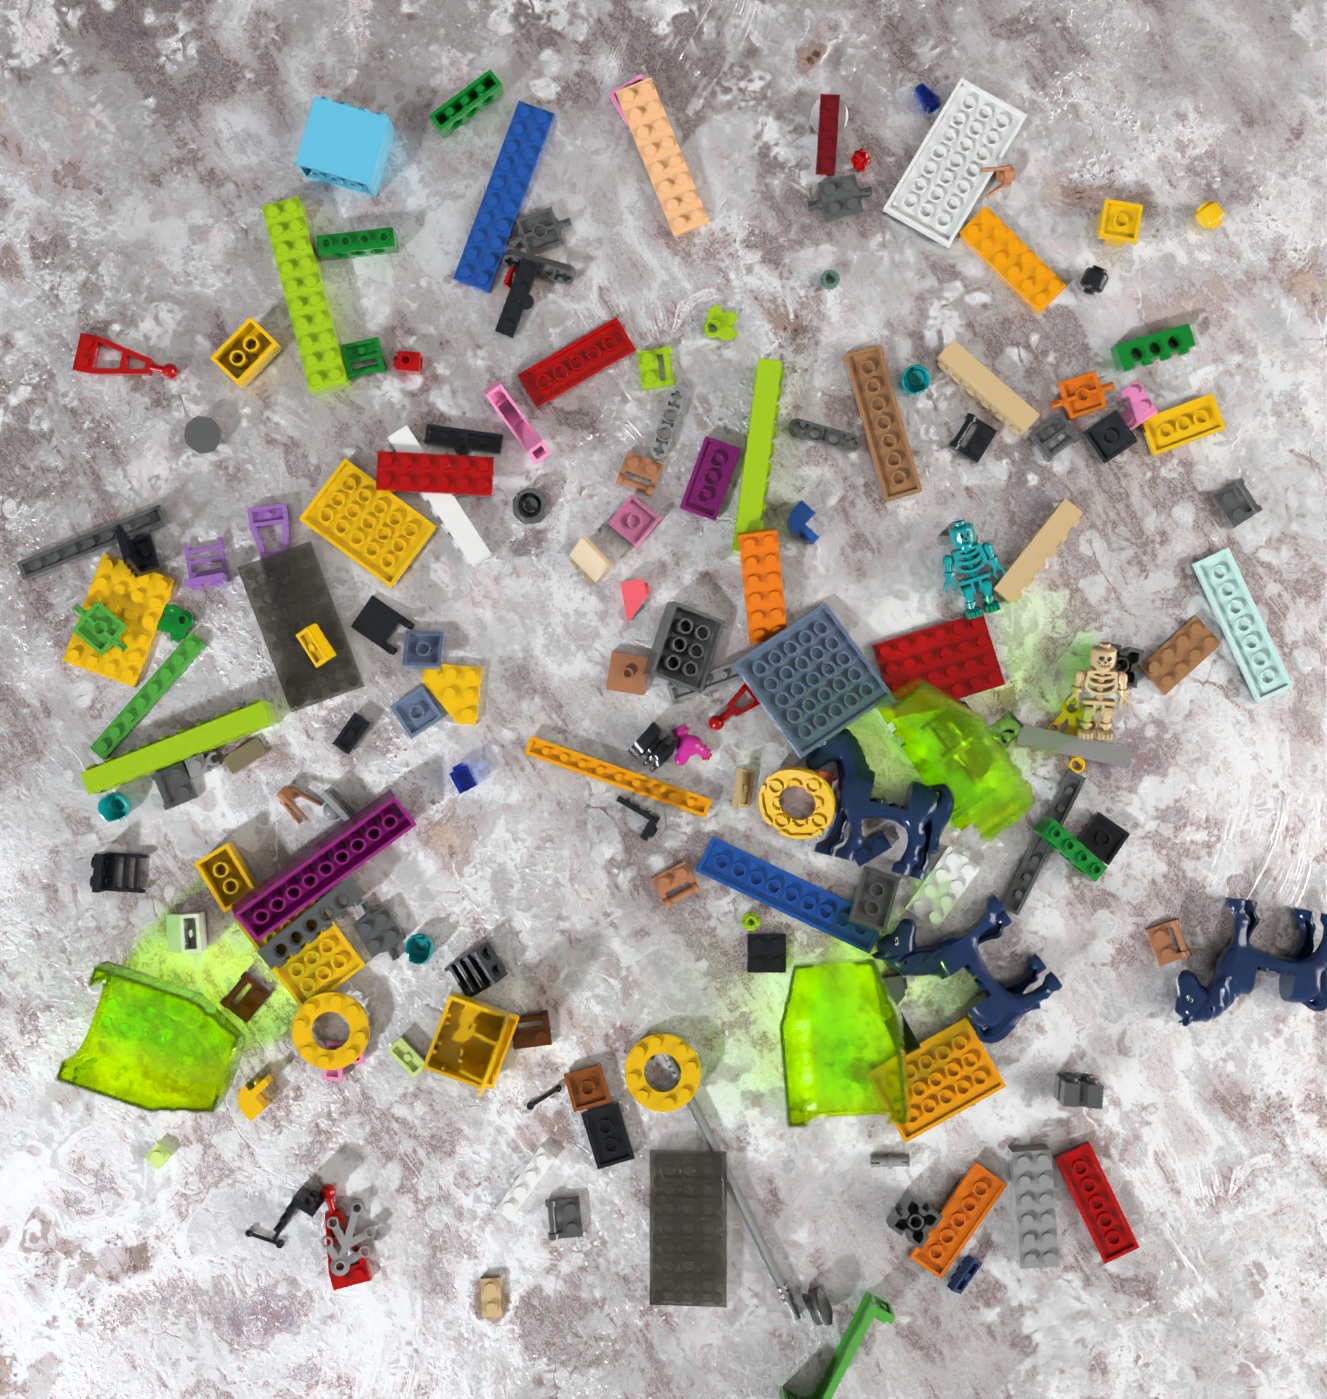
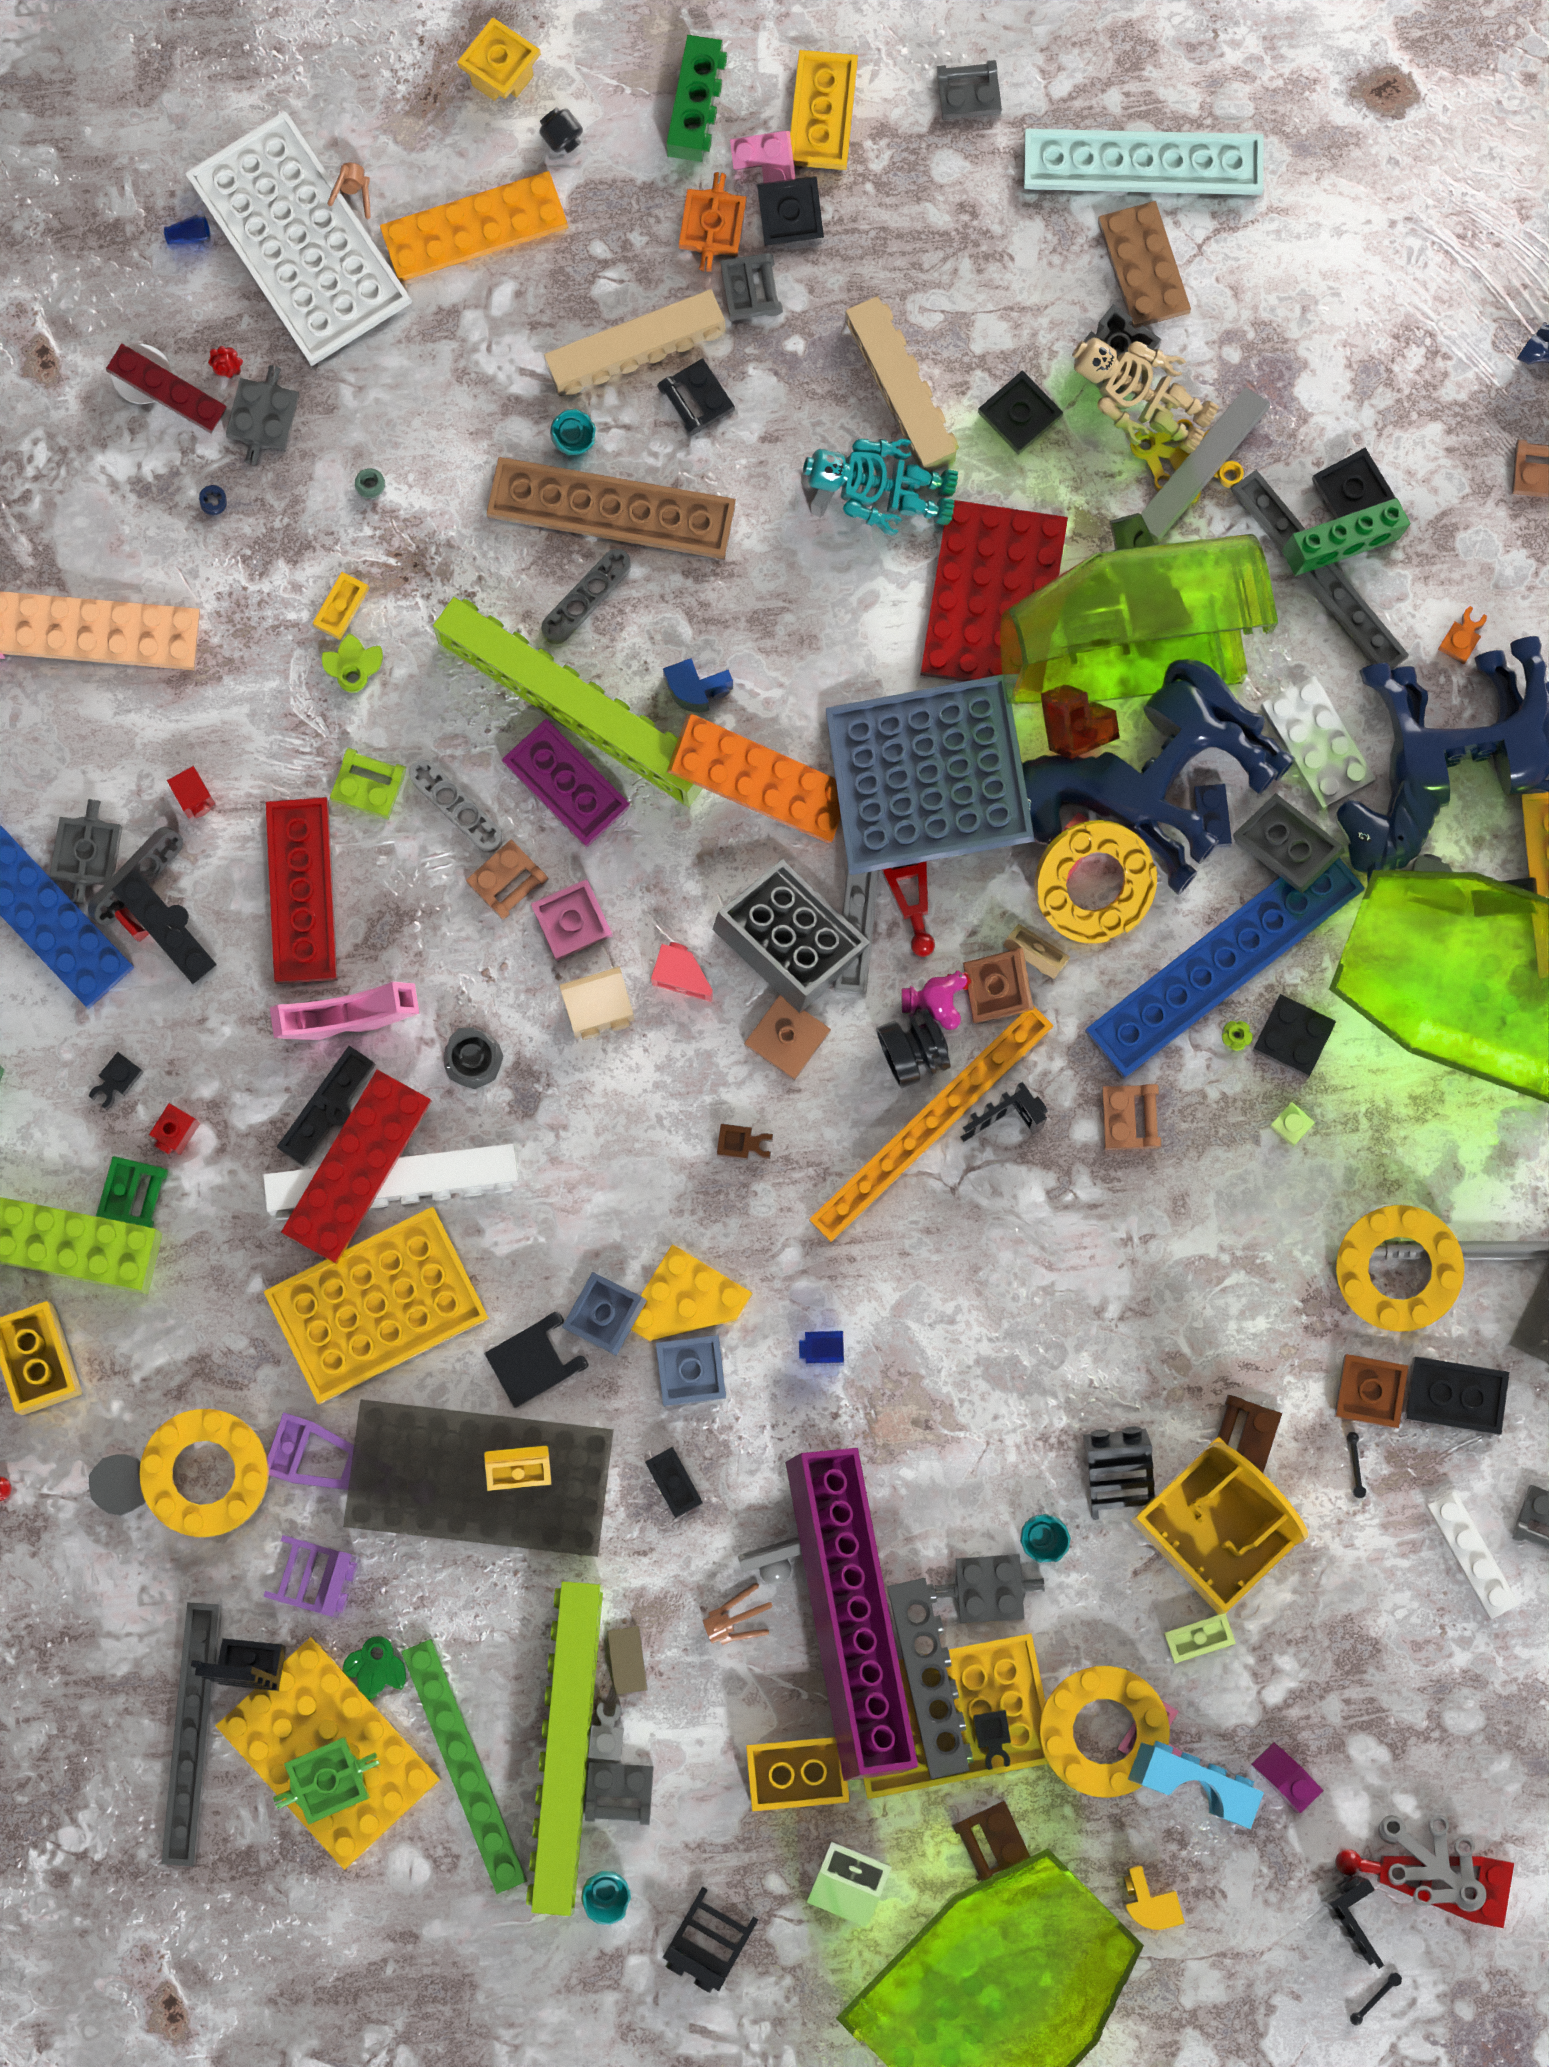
camera: 55 degrees left, 10 degrees down
(257, 472) = (239, 1502): none -> yellow plate
(299, 970) = (992, 1732): none -> black plate
(321, 1073) = (1164, 1772): none -> medium azure arch
(355, 1139) = (1287, 1778): none -> magenta slope
(424, 317) = (119, 1076): none -> black plate
(555, 675) = (737, 1142): none -> reddish brown plate
(601, 273) = (191, 793): none -> red brick
(712, 776) = (998, 986): none -> nougat plate
(715, 975) = (1292, 1124): none -> yellowish green plate
(750, 300) = (341, 605): none -> yellow plate
(770, 196) = (209, 508): none -> dark blue bush
(883, 748) = (1074, 723): none -> clear red brick
(1043, 941) = (1462, 638): none -> orange plate
(1054, 627) = (1020, 412): none -> black plate

